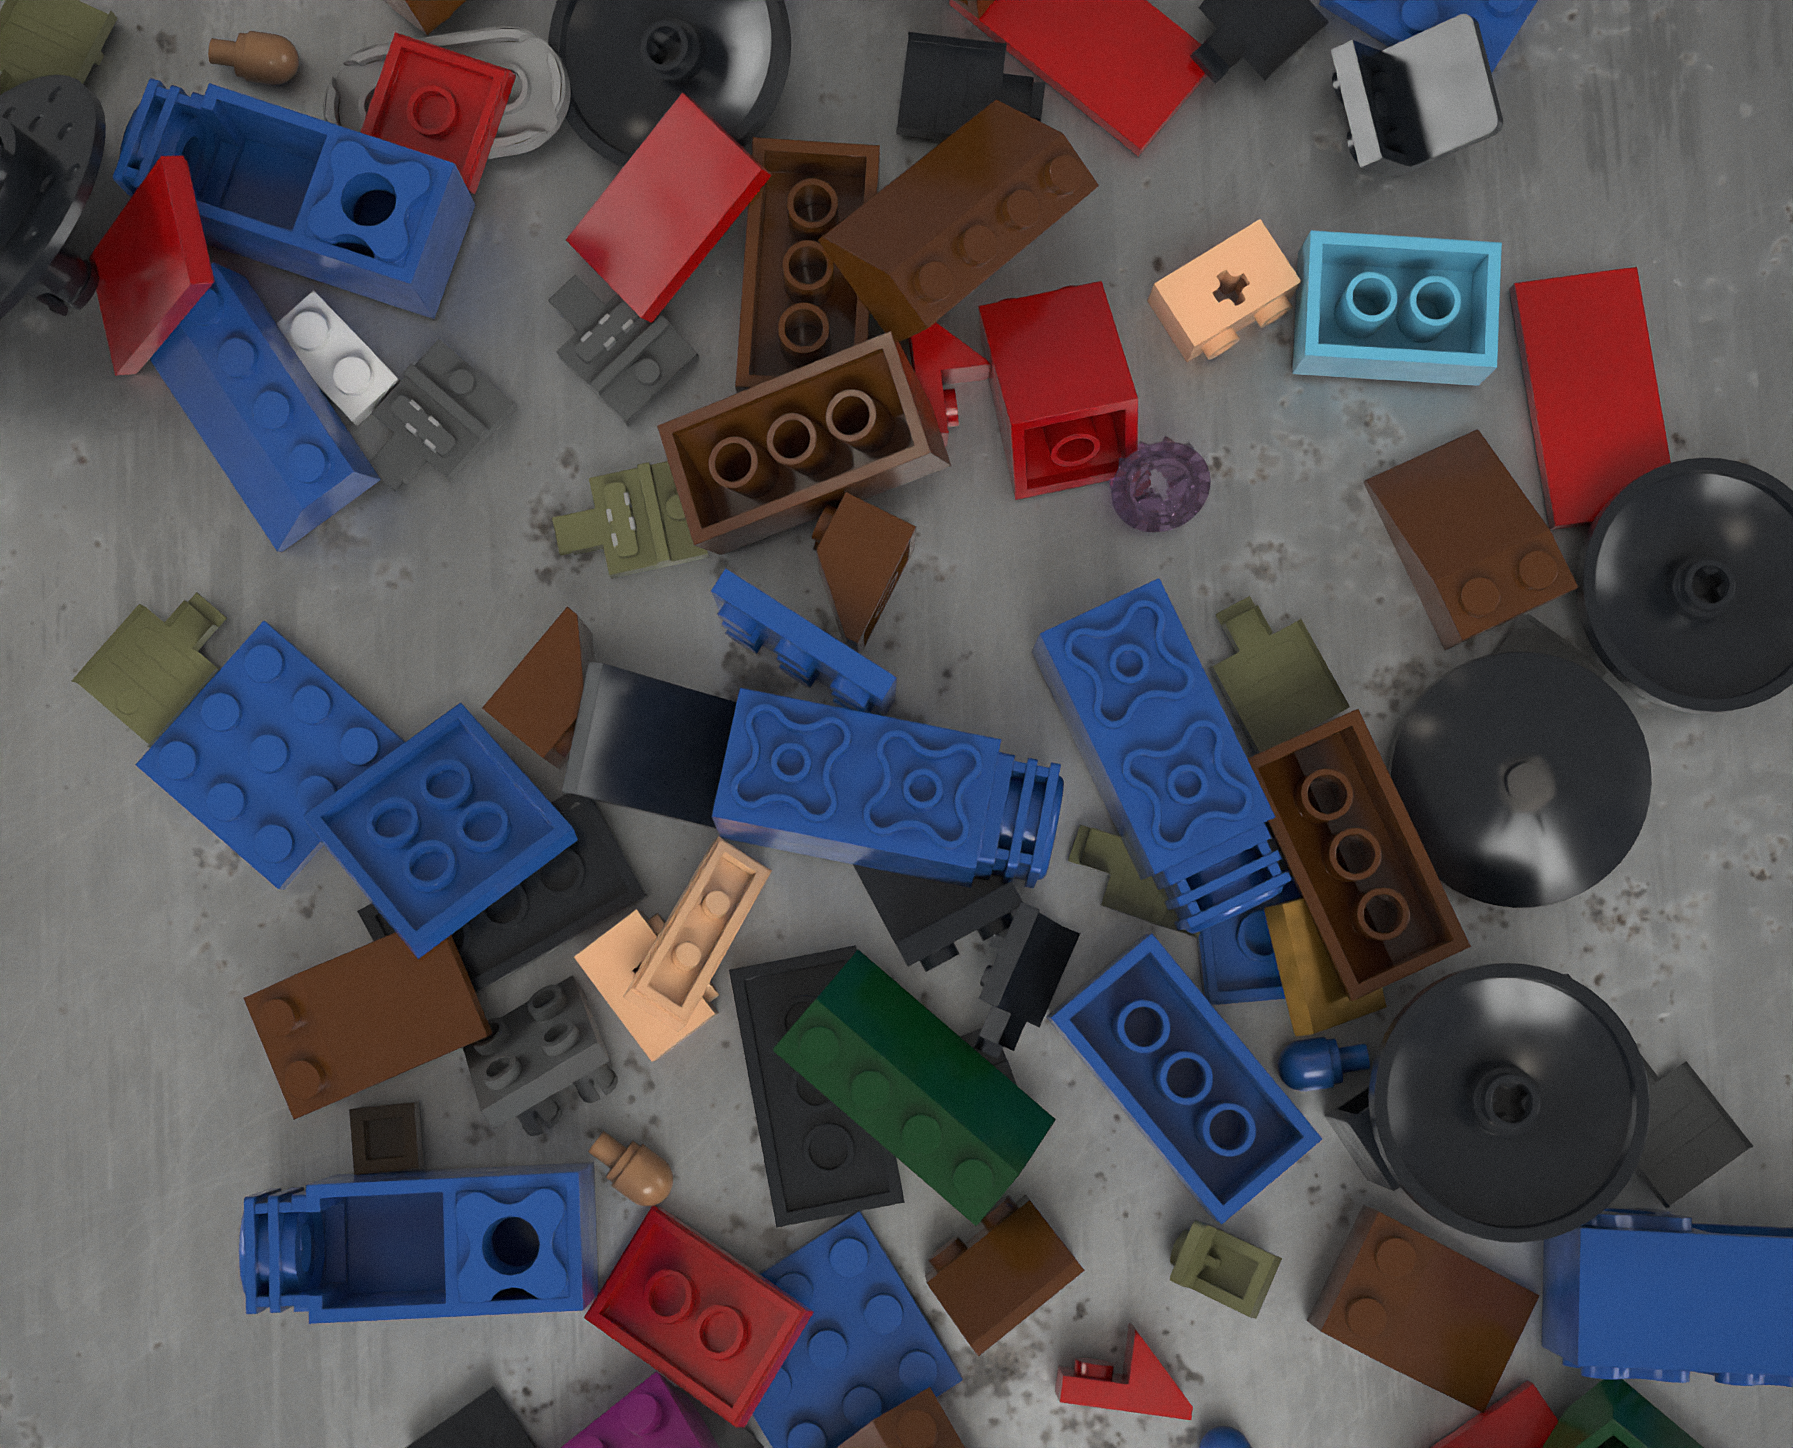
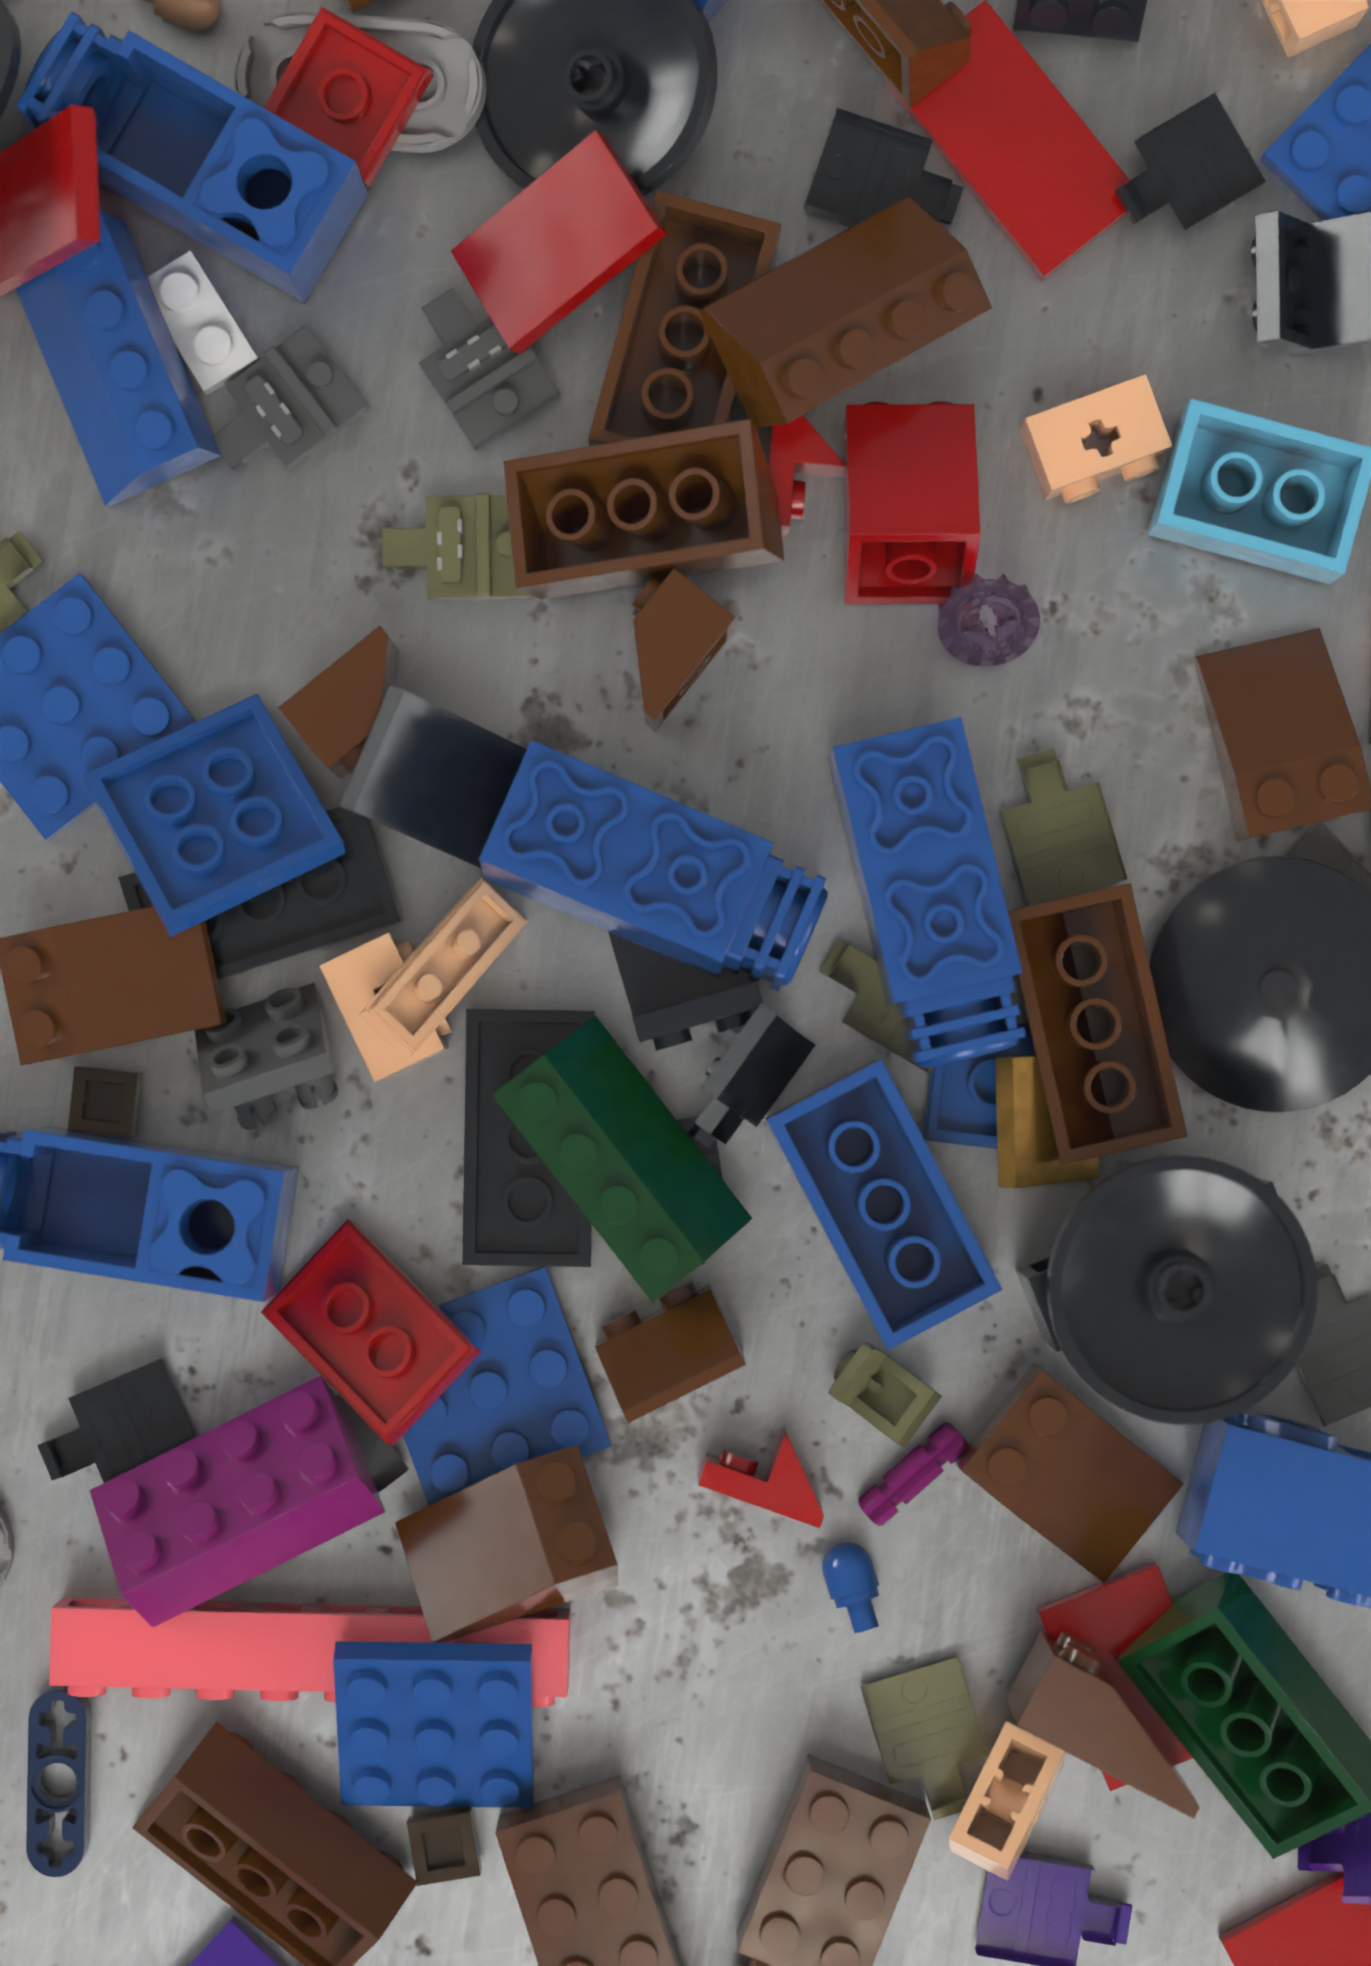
camera: 15 degrees right, 5 degrees up
(634, 1170) = (337, 1182): medium nougat cylinder -> none
(802, 647) = (600, 713): blue plate -> none
(1269, 1343) = (913, 1474): none -> magenta axle
(1319, 1063) = (1019, 1218): blue cylinder -> none

